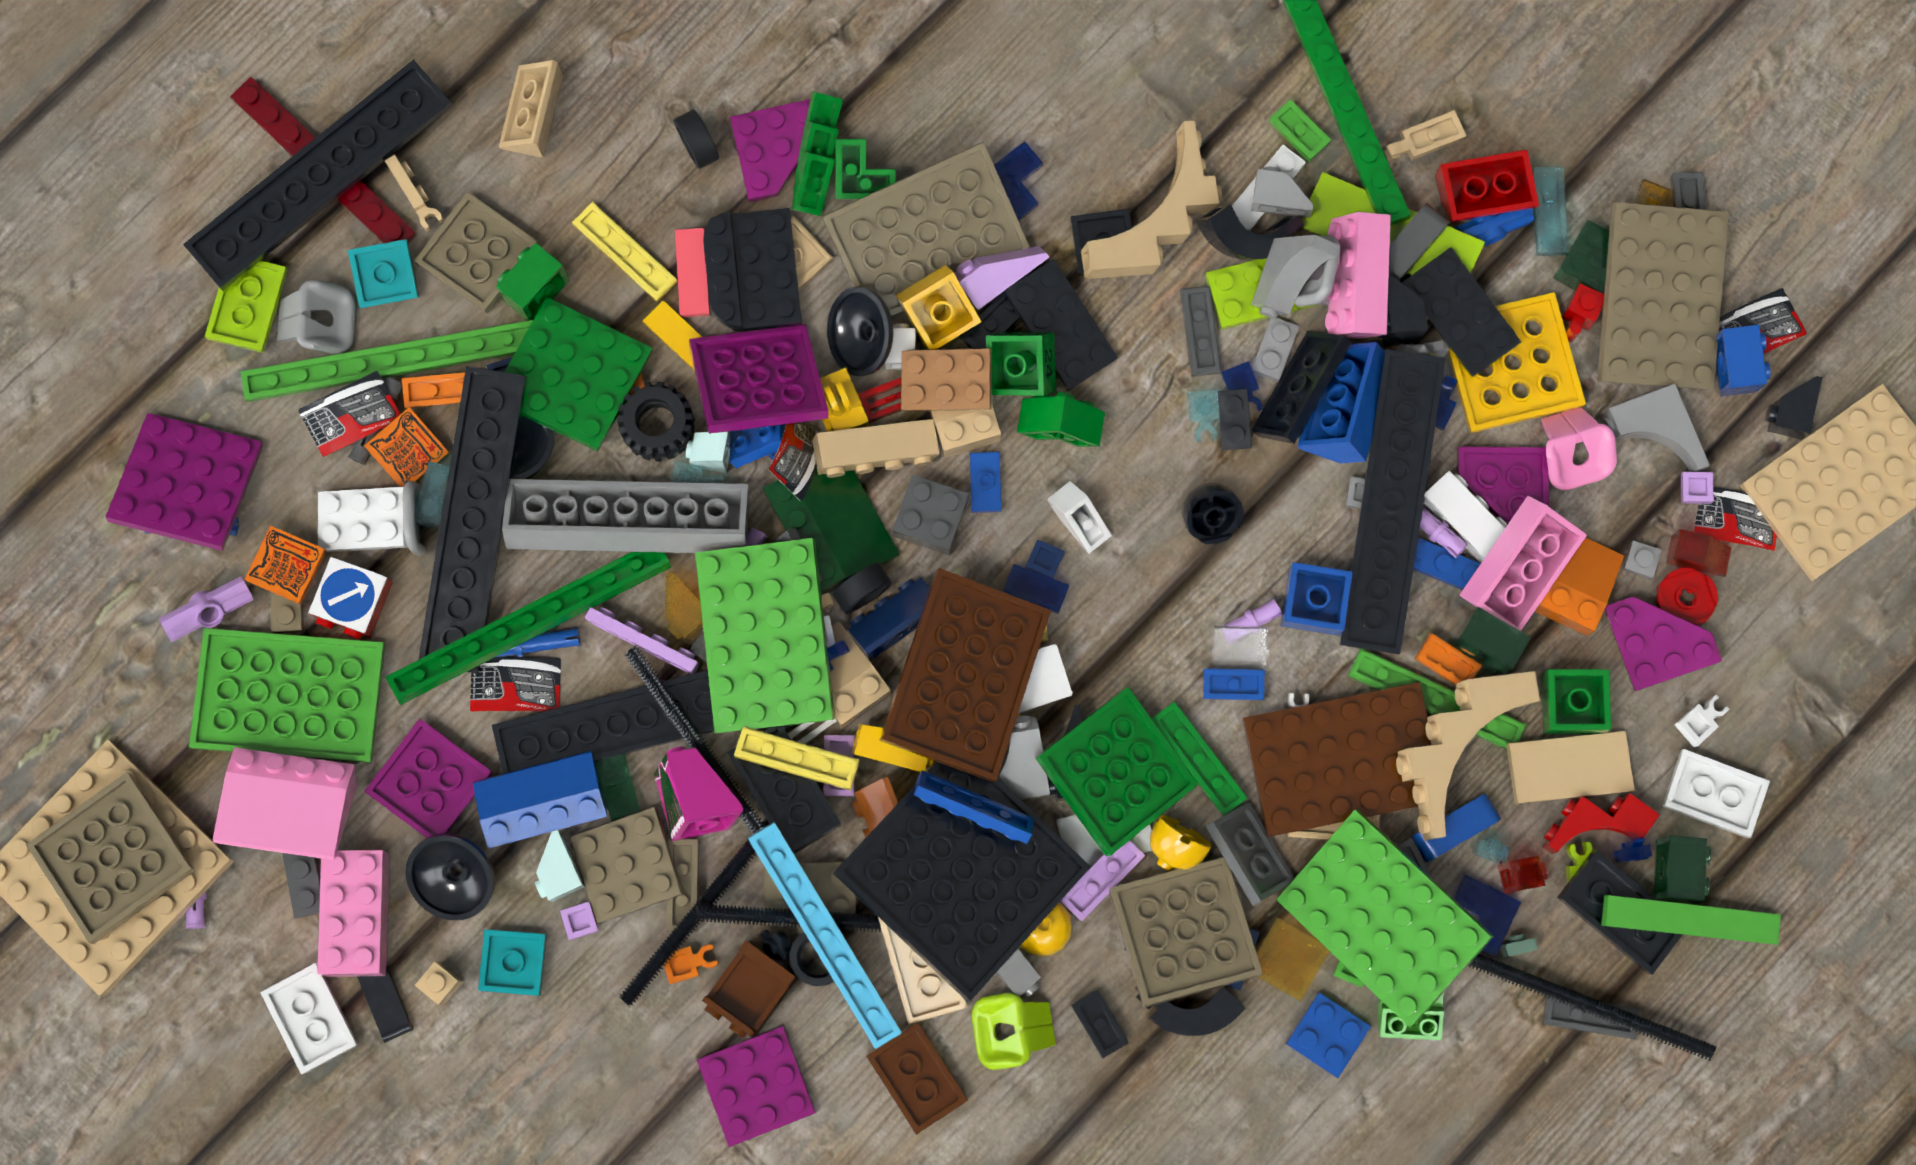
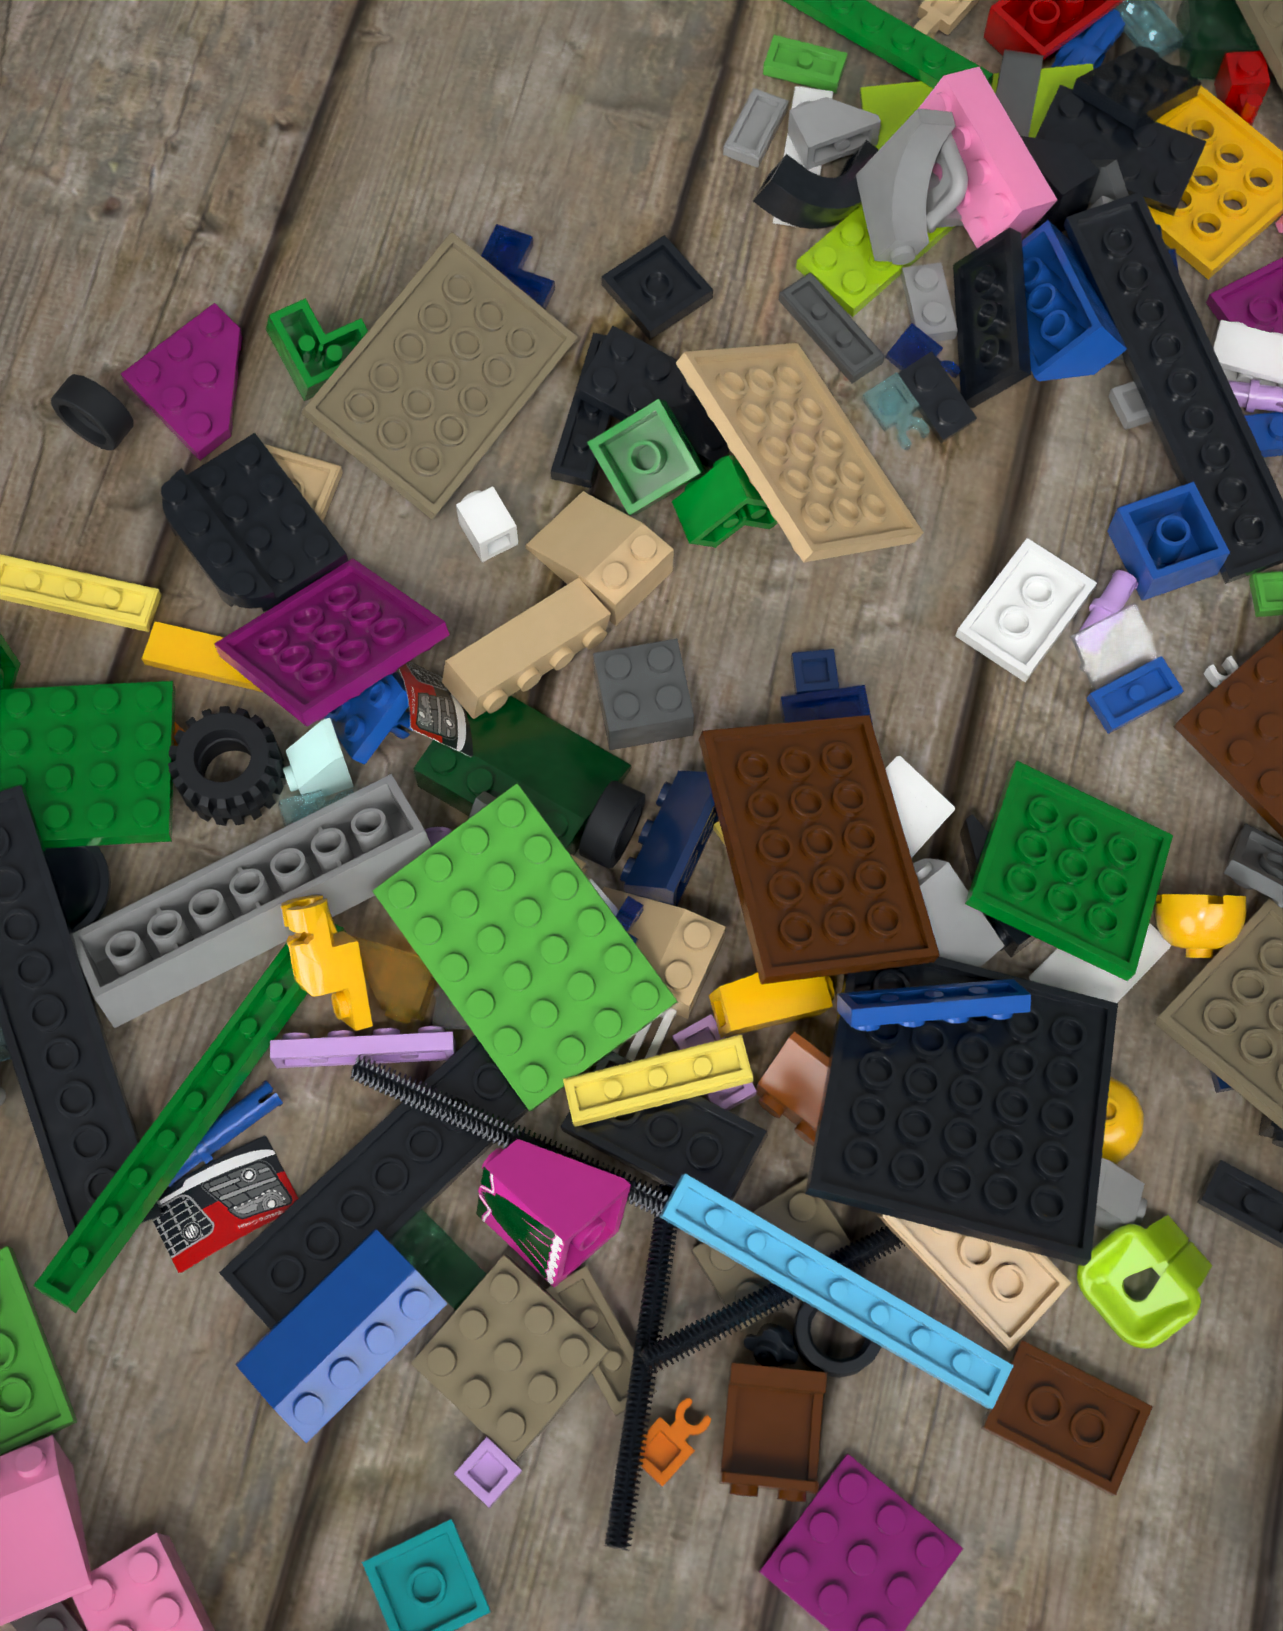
camera: 30 degrees left, 10 degrees down
(427, 781) = (170, 1402): magenta plate -> none
(440, 886) = (269, 1539): black dish -> none
(557, 870) = (419, 1420): light aqua slope -> none
(646, 578) = (326, 959): none -> yellow plate
(691, 273) = (174, 572): coral tile -> none
(816, 153) = (251, 359): green slope -> none
(842, 402) = (462, 616): yellow brick -> none
(860, 331) = (411, 524): black dish -> none
(877, 391) = (475, 603): red tile -> none
(938, 308) = (508, 448): yellow brick -> none
(946, 380) = (569, 520): medium nougat plate -> none
(985, 482) = (683, 619): blue plate -> none
(992, 274) = (546, 387): lavender slope -> none
(1079, 516) = (824, 600): white slope -> none
(1099, 878) = (1135, 1020): lavender plate -> none
(1118, 411) = (799, 450): none -> tan plate
(1138, 249) = (708, 261): tan arch -> none
(1199, 759) = (1170, 810): green plate -> none
(1202, 591) = (1026, 609): none -> white plate
(1212, 513) = (982, 507): black cylinder -> none
(1239, 159) = (755, 127): none -> light grey tile
(1434, 335) = (1109, 181): none -> dark grey tile
(1502, 276) = (1137, 87): none -> black plate

